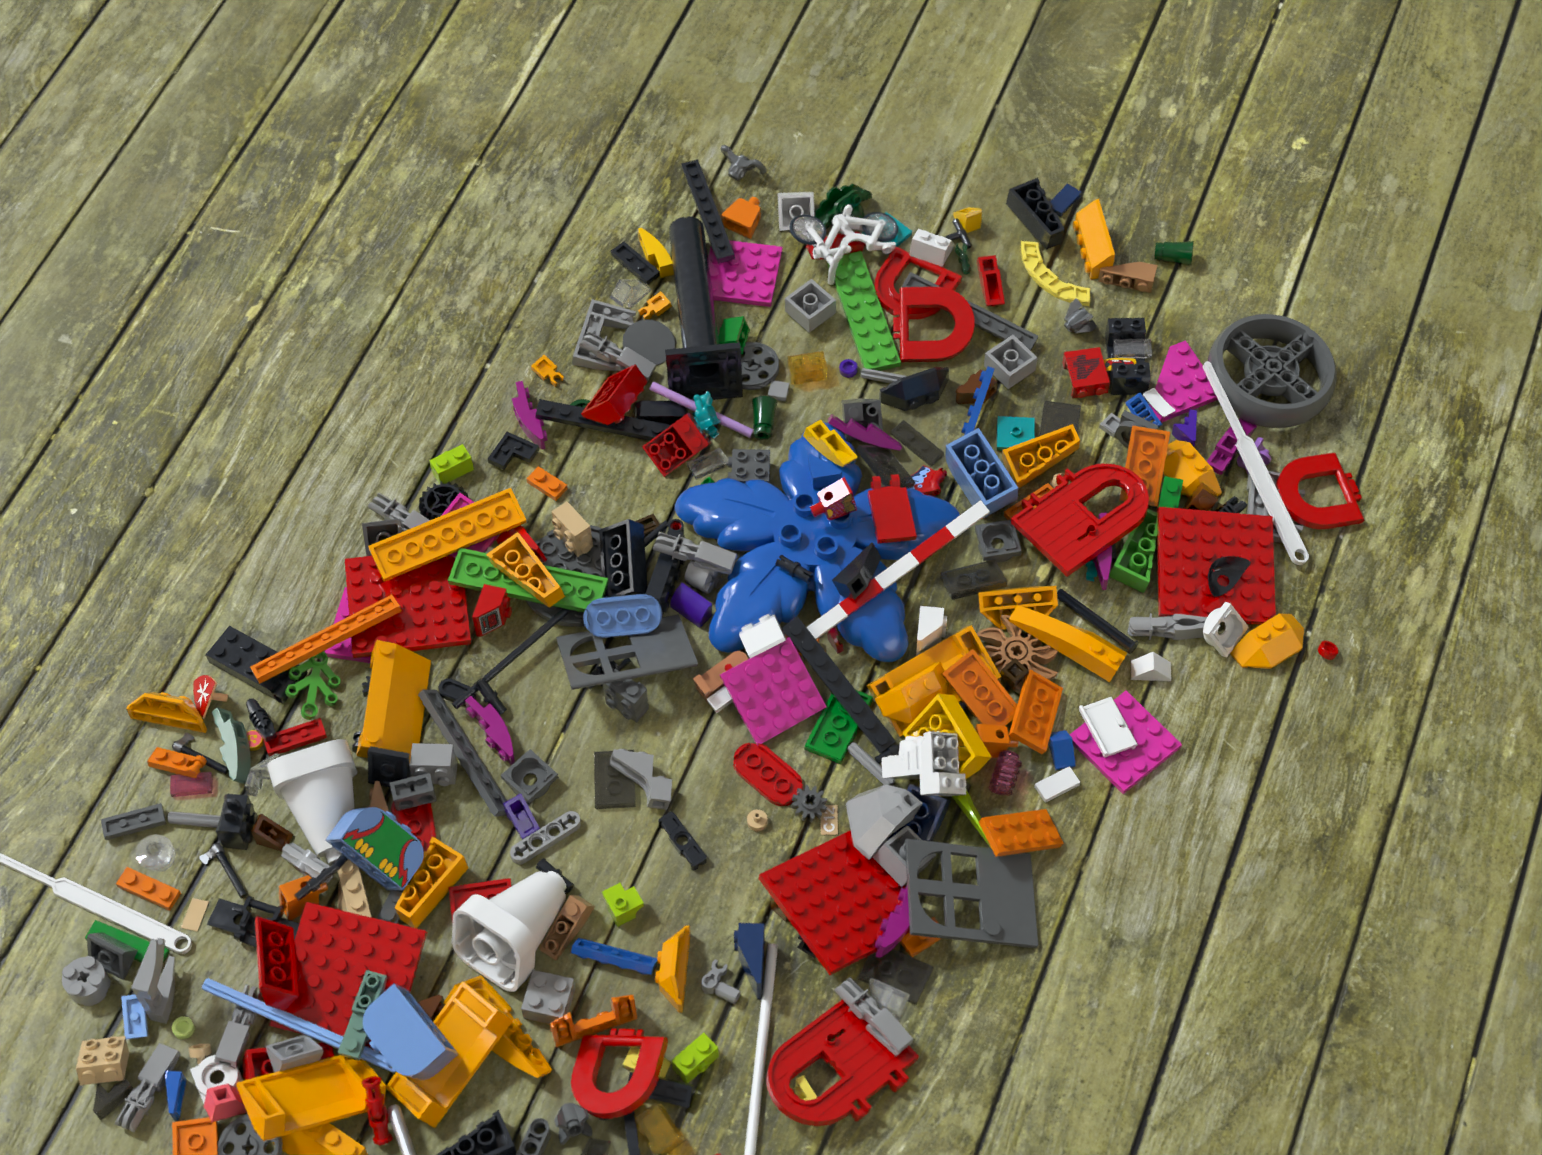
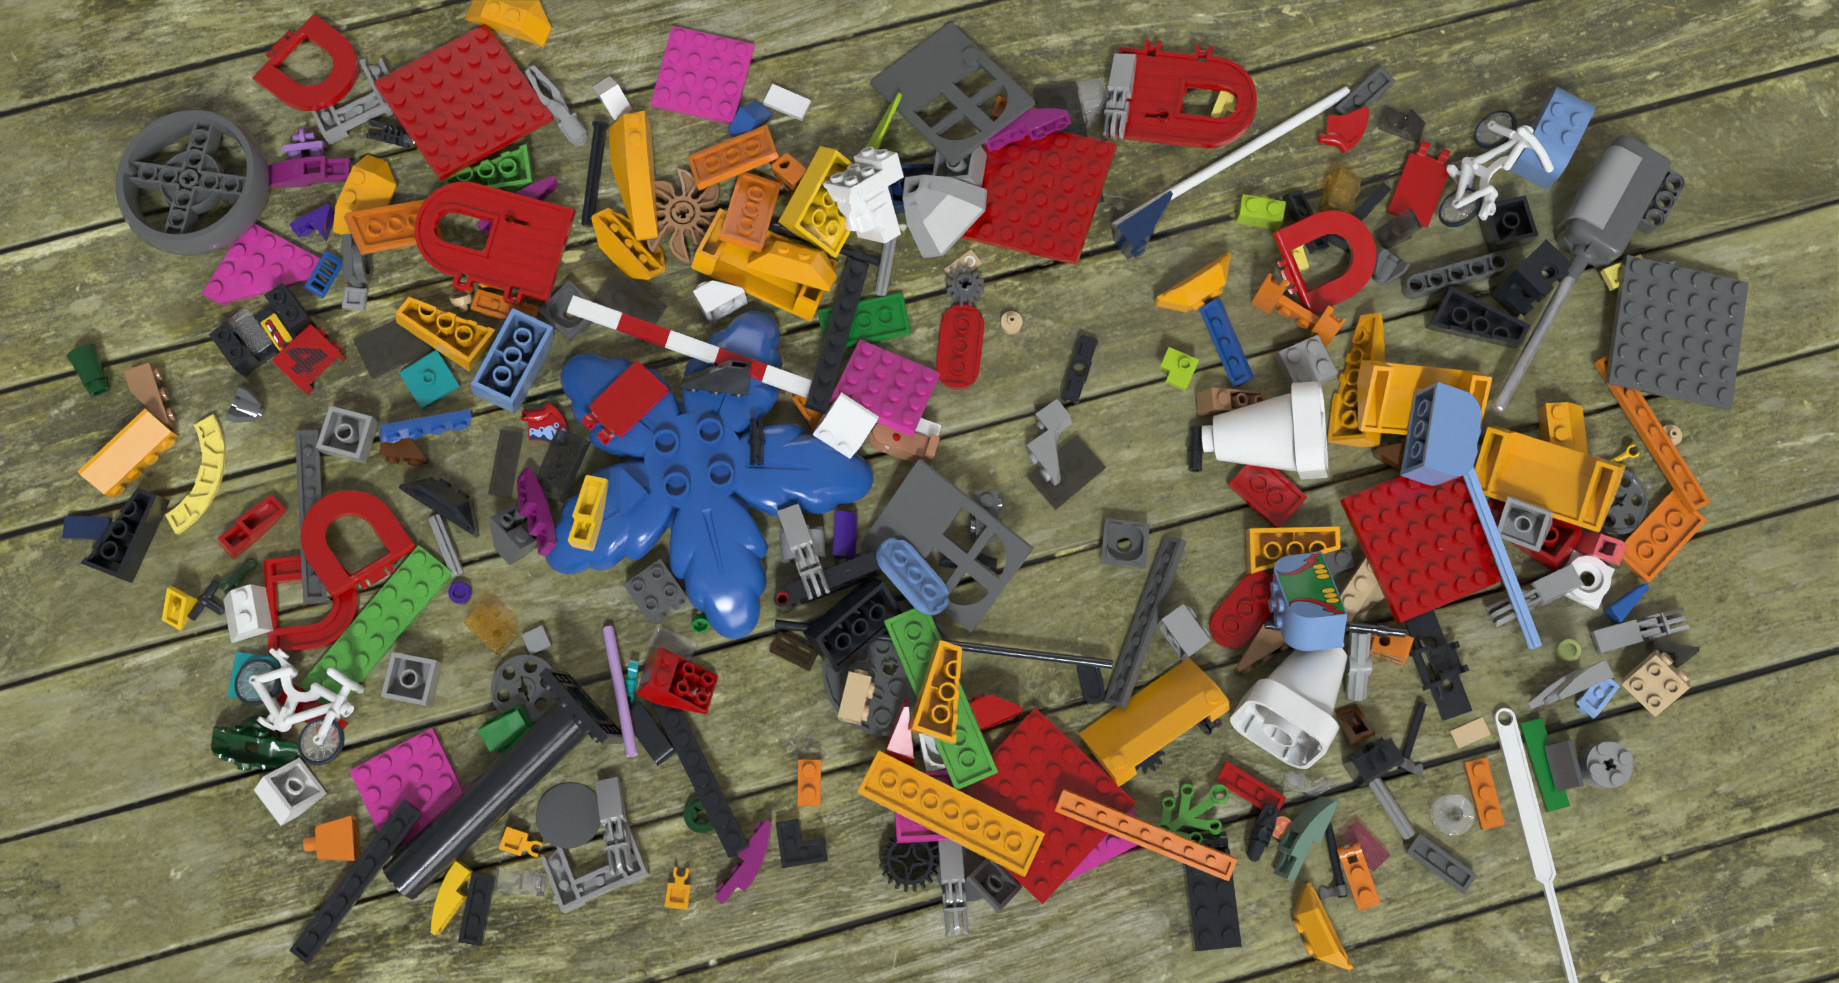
camera: 130 degrees left, 20 degrees up
(200, 1051) = (1577, 614): tan tile -> none
(204, 692) = (1277, 910): shield -> none
(276, 963) = (1470, 599): red slope -> none
(355, 1036) = (1451, 492): sand green slope -> none
(377, 1110) = (1512, 416): red piece -> none
(387, 766) = (1220, 666): black plate -> none
(413, 792) = (1224, 626): dark grey brick -> none
(451, 464) = (860, 891): lime brick -> none
(490, 695) = (1078, 640): black pin -> none
(494, 728) = (1105, 606): magenta slope -> none
(521, 816) = (1168, 517): slope -> none
(543, 834) = (1167, 483): light grey beam -> none
(616, 396) = (668, 785): red slope -> none
(705, 411) = (625, 675): teal animal -> none
(711, 984) = (1185, 251): light grey bar -> none
(741, 164) = (267, 896): dark grey piece -> none
(763, 416) = (583, 626): dark green plant -> none
(835, 500) = (656, 440): torso -> none
(1005, 773) = (811, 145): clear pink piece -> none
(1013, 673) = (709, 197): dark brown slope -> none
(1020, 832) = (864, 91): orange plate -> none
(1104, 724) = (707, 86): white door -> none
(1158, 402) = (301, 267): white sticker -> none
(1170, 492) = (413, 185): green brick -> none
(1201, 499) = (399, 160): reddish brown slope -> none
(1230, 566) = (464, 79): black piece -> none
(1234, 629) = (530, 54): white piece -> none
(1260, 475) = (327, 124): white piece -> none

